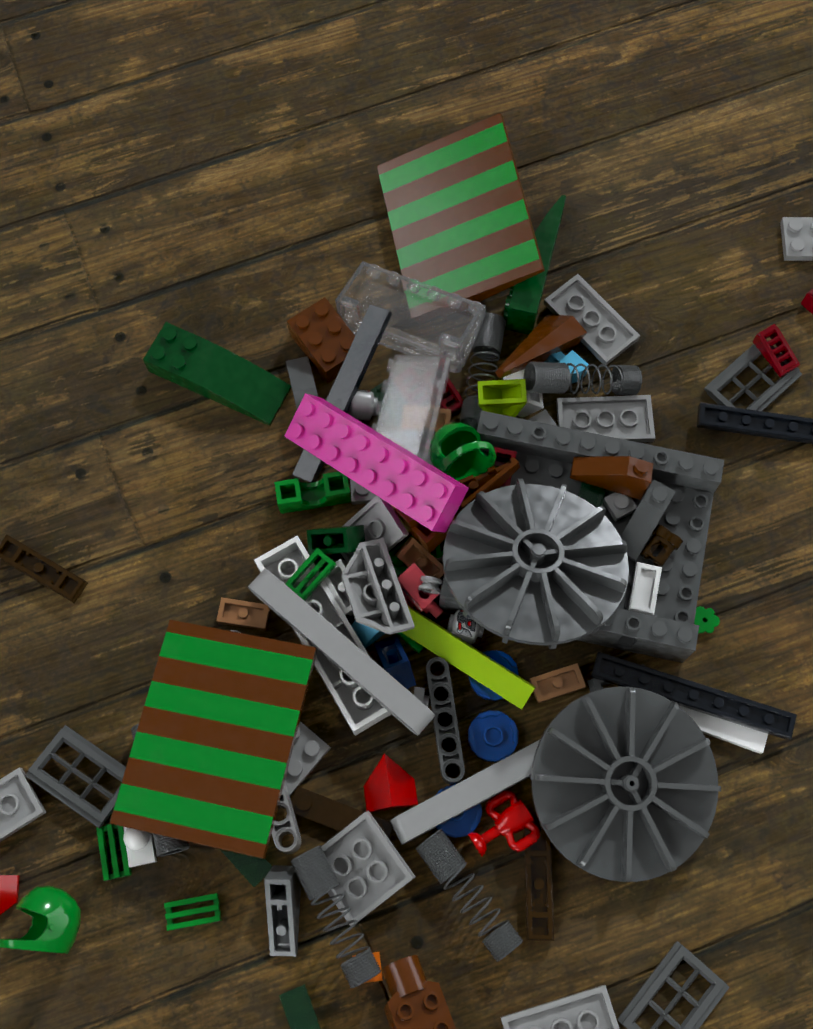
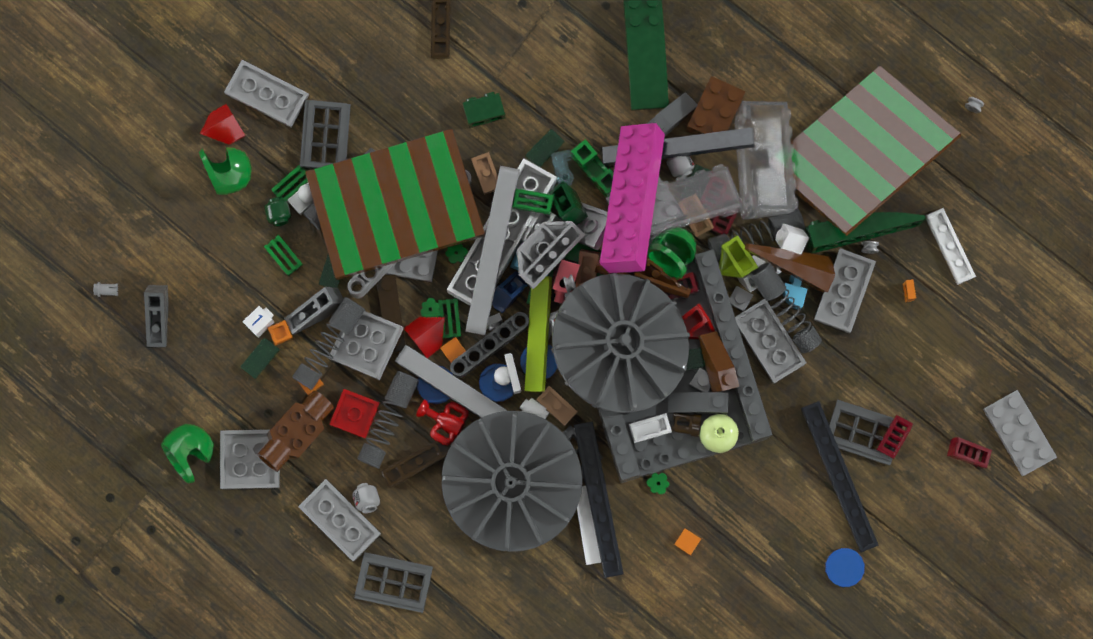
camera: 60 degrees right, 10 degrees up
(136, 887) = (277, 212): none -> dark green head
(170, 576) = (484, 109): none -> dark green brick
(254, 534) = (544, 148): none -> clear green tile
(255, 990) = (259, 321): none -> white brick
(284, 971) = (280, 333): none -> orange tile
(287, 528) = (561, 167): none -> clear light blue leg
(317, 706) = (453, 258): none -> green plant
(362, 749) = (447, 302): none -> green tile
(362, 773) = (426, 308): none -> green plant
(426, 767) = (452, 349): none -> orange tile
(438, 933) = (354, 413): none -> red plate
(468, 108) = (974, 105): none -> light grey bush
(493, 716) = (508, 374): none -> white tile
(511, 334) = (791, 238): none -> white brick
(547, 711) = (533, 407): none -> white brick
(551, 978) = (366, 498): none -> light grey head
(552, 469) = (697, 322): none -> red slope
(558, 272) = (870, 247): none -> light grey bush
(601, 202) = (950, 246): none -> white tile
(625, 259) = (909, 290): none -> orange tile
(690, 517) = (720, 441): none -> yellowish green cylinder
(787, 624) = (687, 541): none -> orange tile

